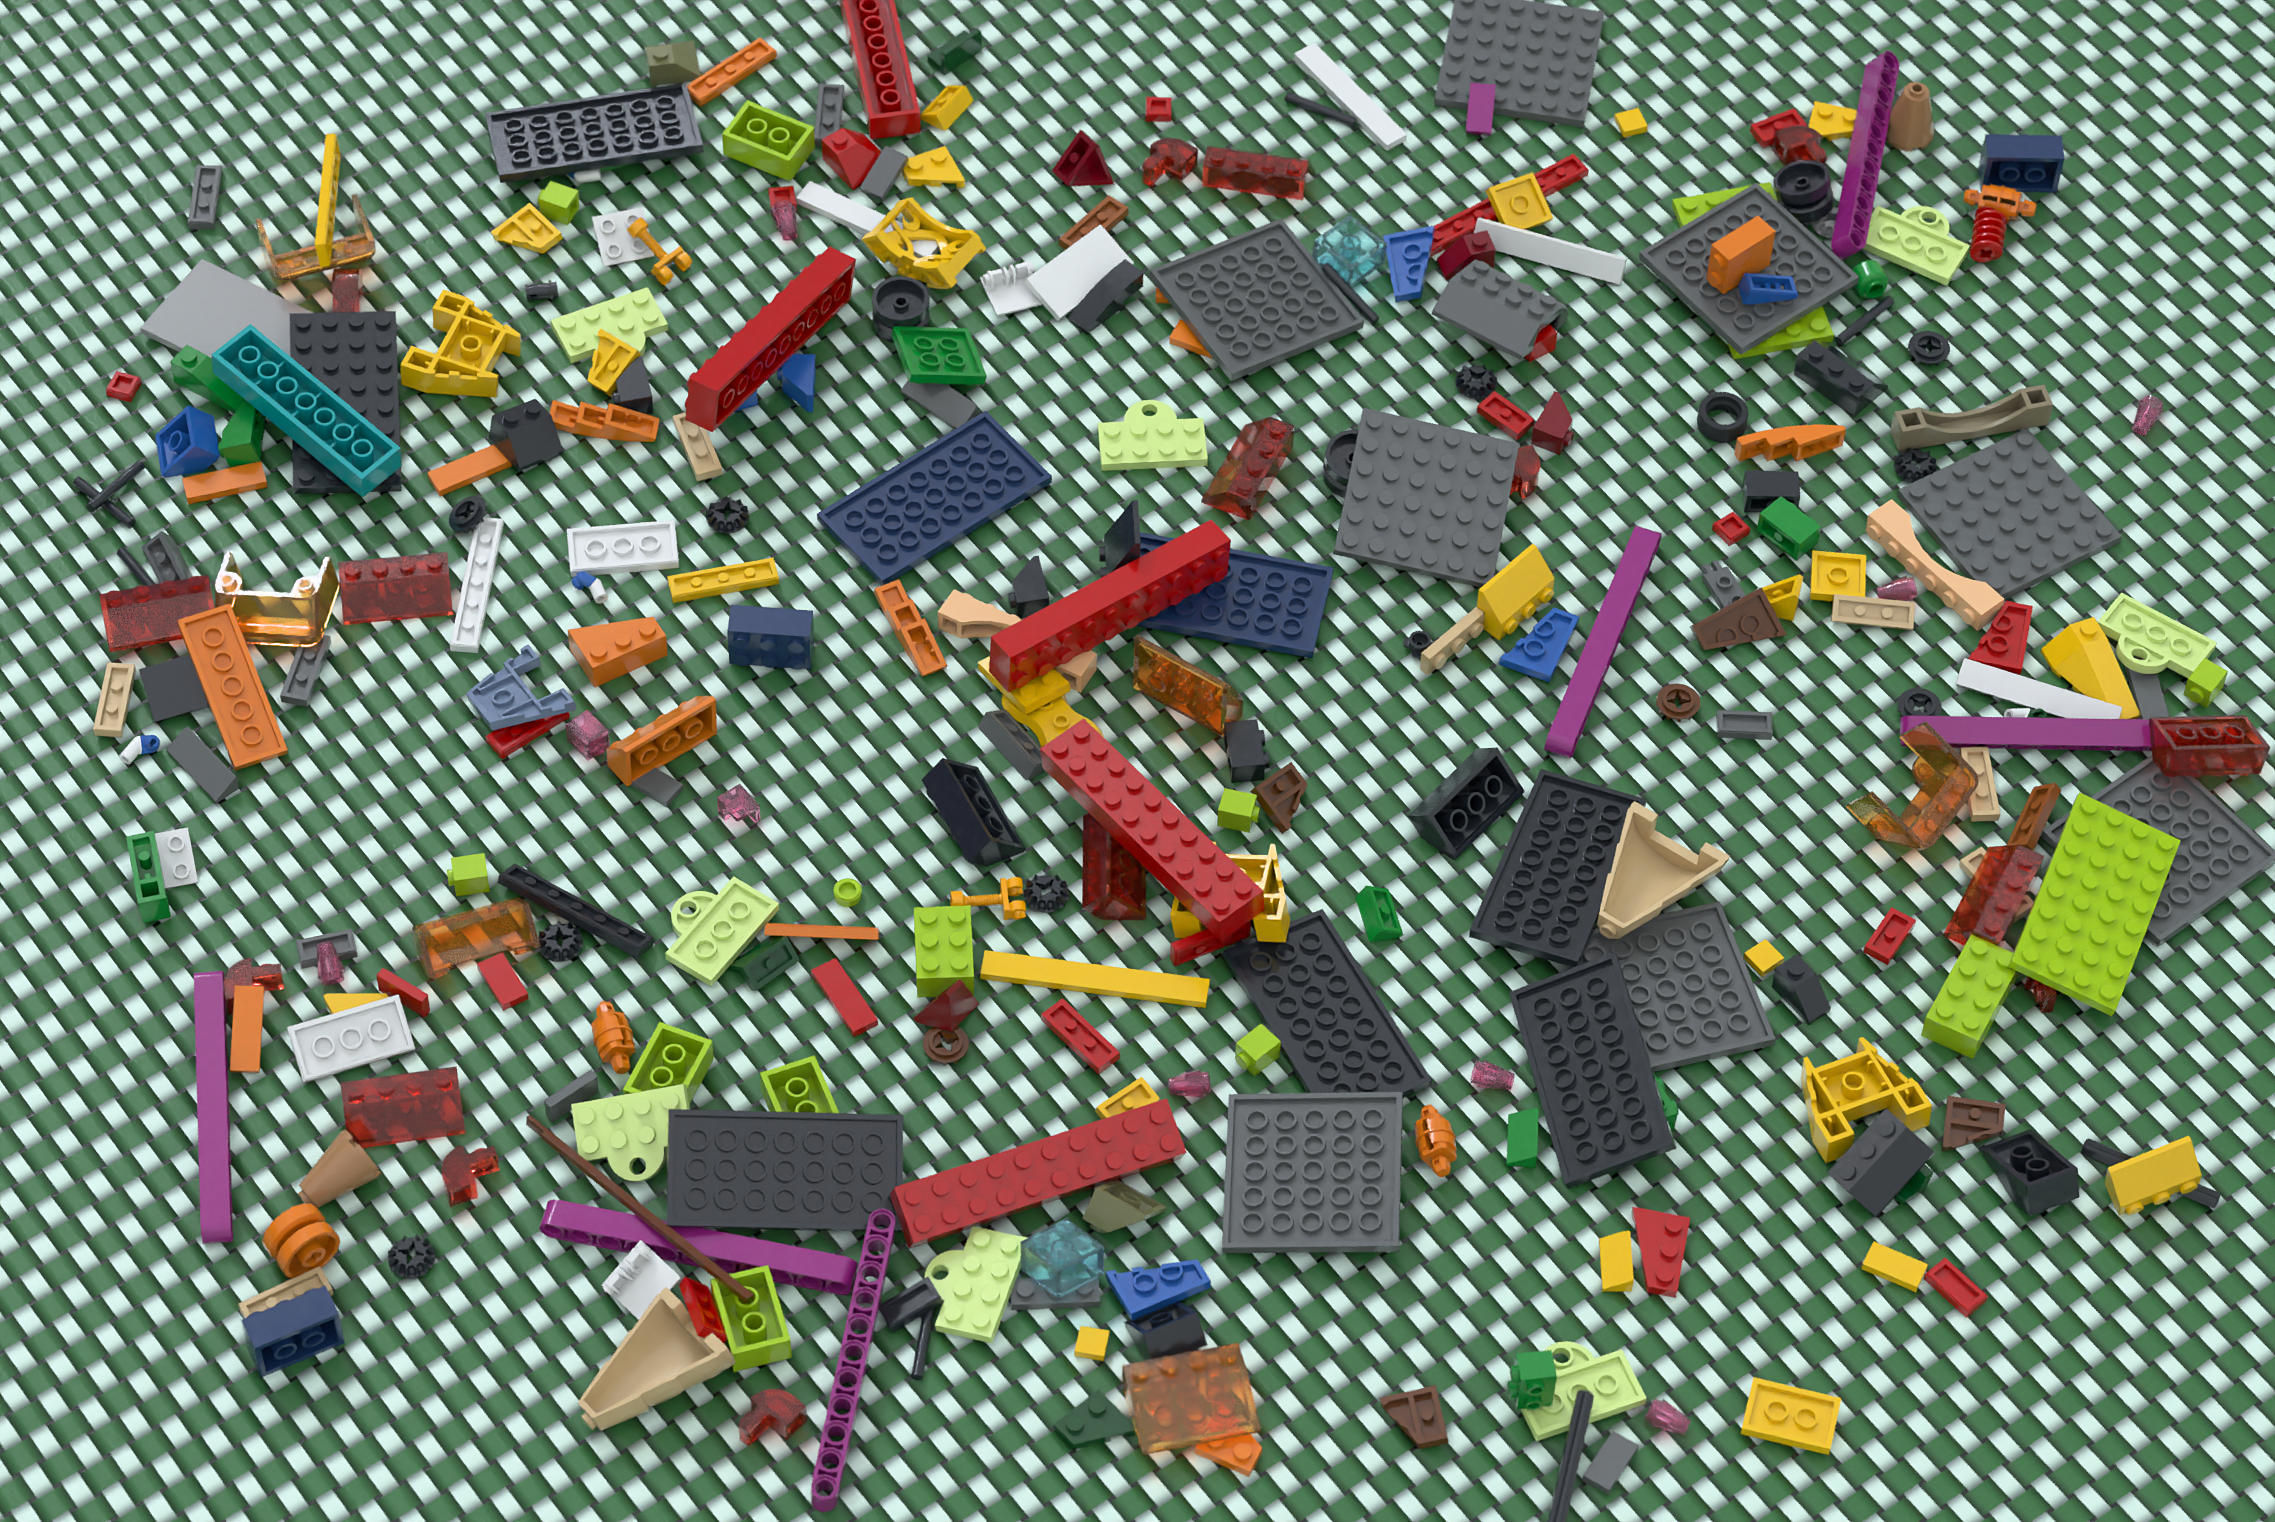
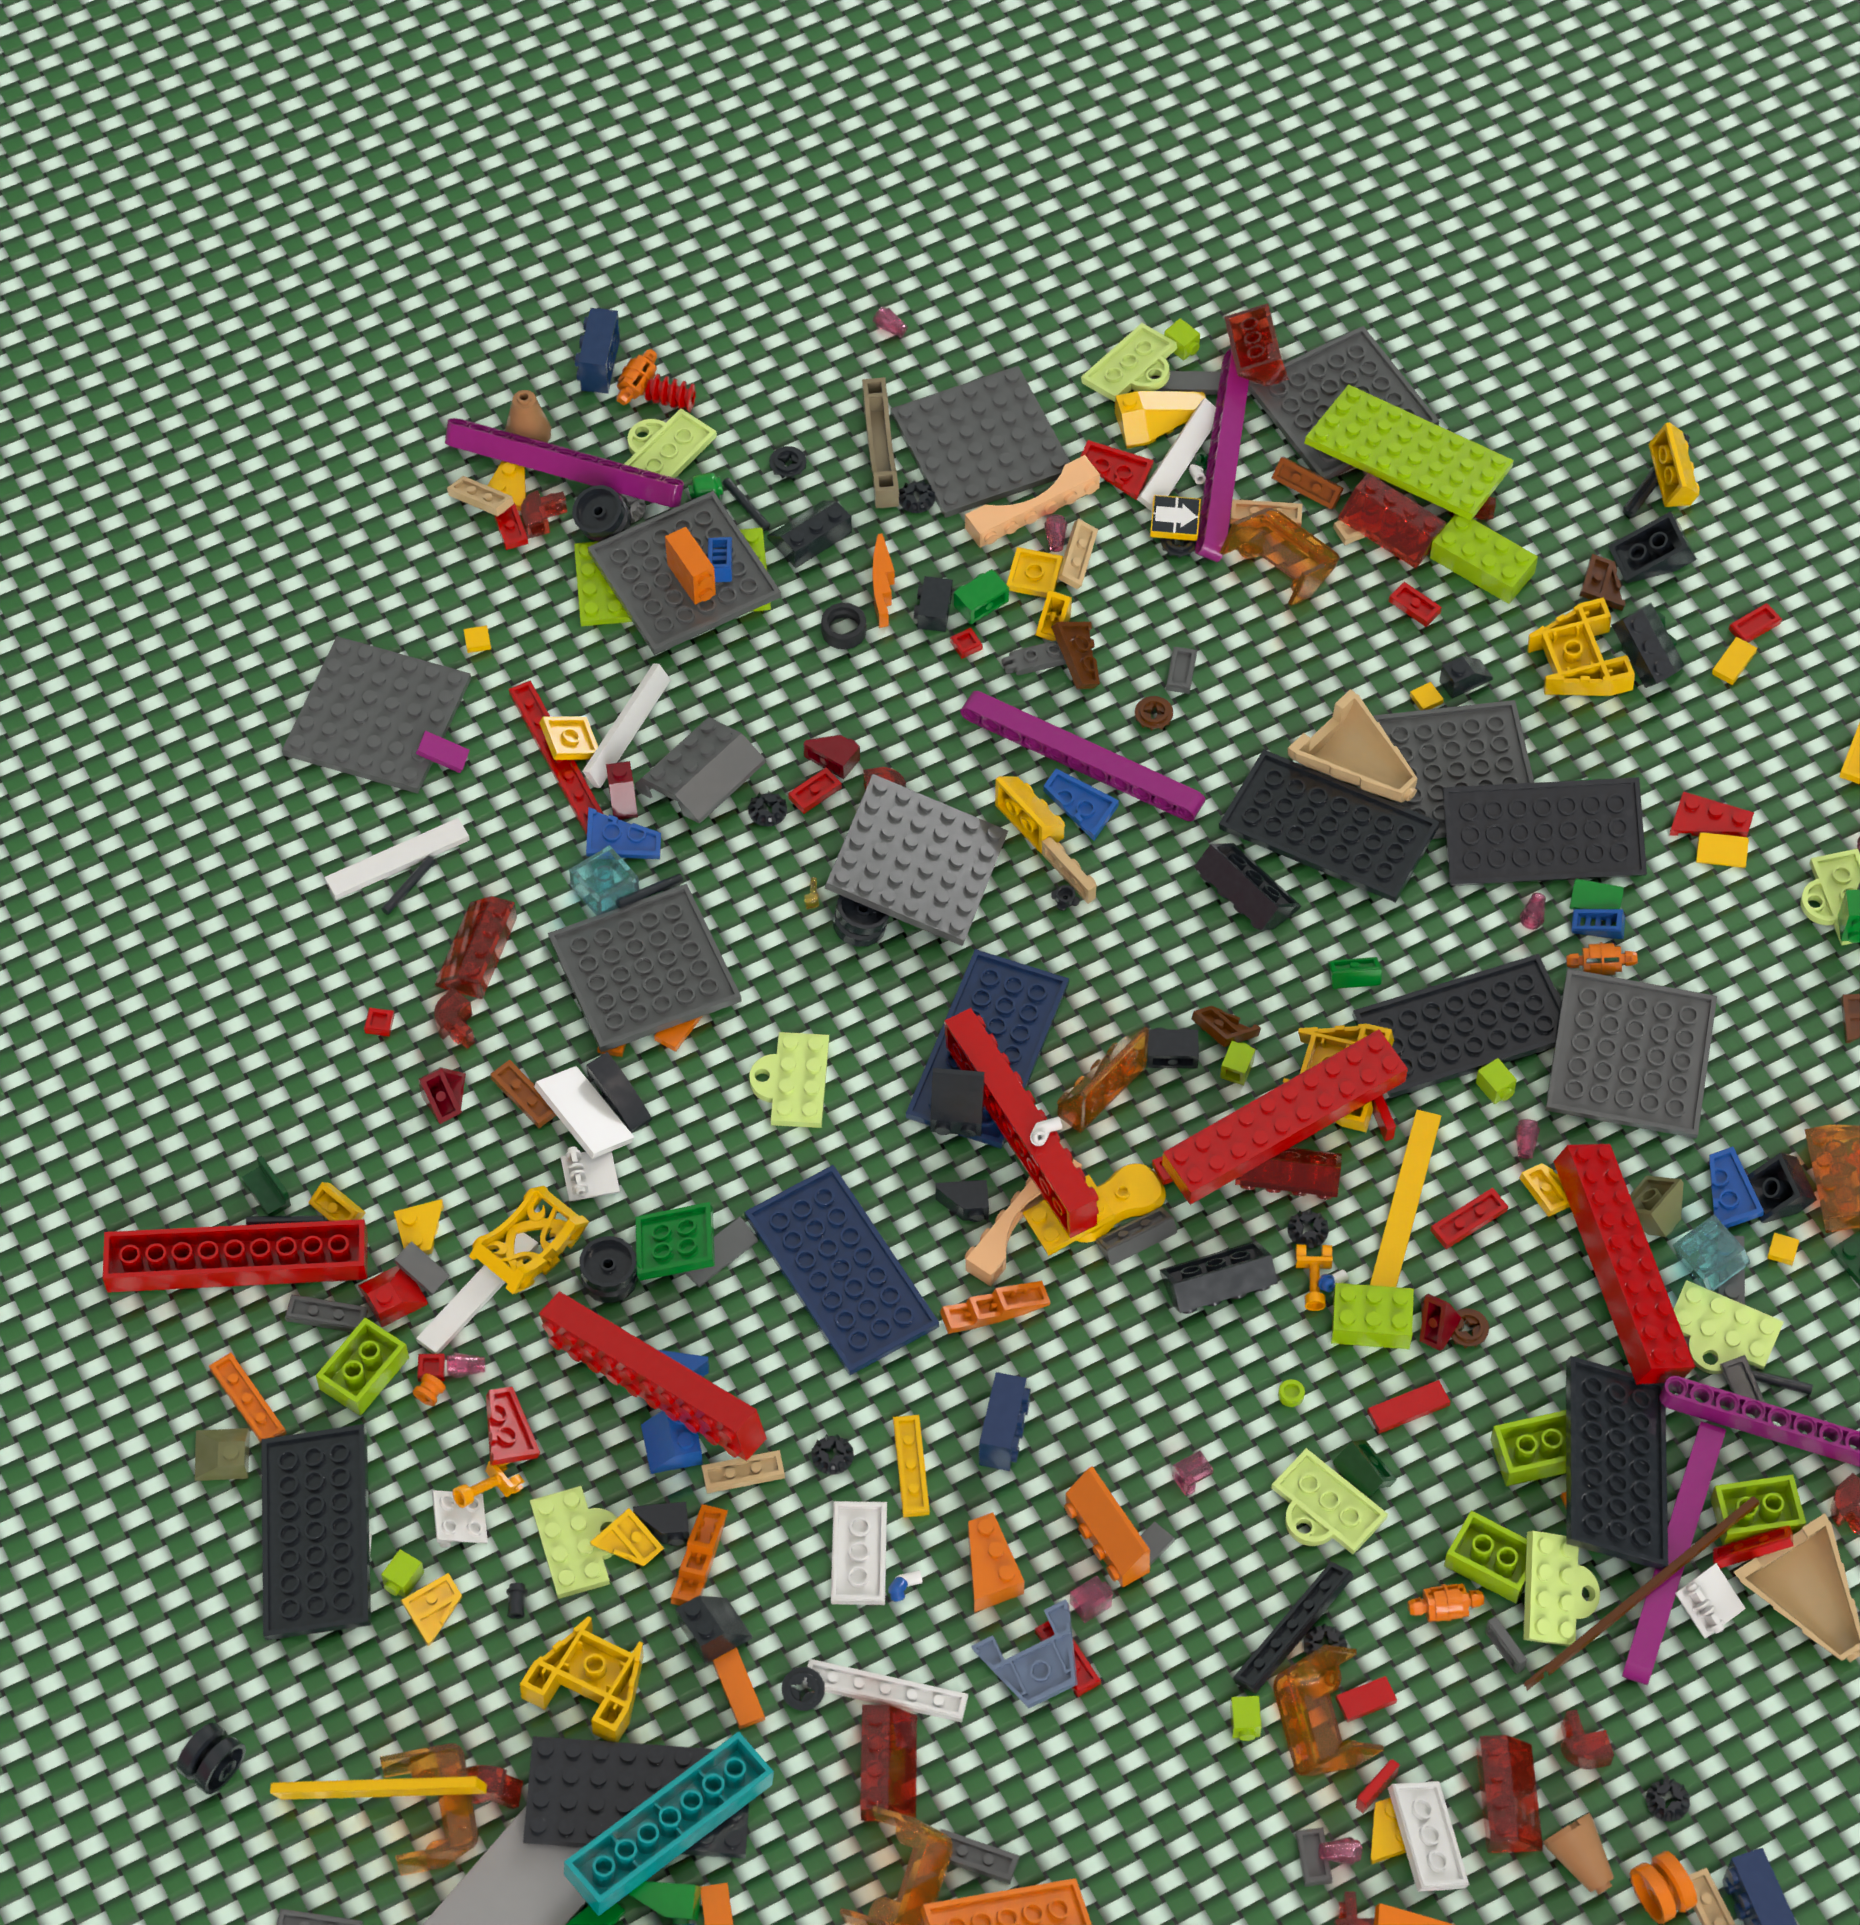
camera: 80 degrees left, 5 degrees up
(355, 87) = (211, 1758): none -> black wheel
(718, 259) = (508, 1428): none -> wing
(754, 196) = (429, 1389): none -> orange wheel
(825, 931) = (1340, 1415): orange tile -> none
(924, 71) = (254, 1220): none -> black bar
(982, 914) = (1327, 1282): none -> blue arm
(1083, 603) = (1042, 1130): none -> white arm
(1250, 467) = (844, 1001): clear red slope -> none
(1490, 1145) = (1607, 915): none -> blue slope
(1804, 94) = (480, 496): none -> tan plate
(1943, 692) = (1175, 517): none -> tile

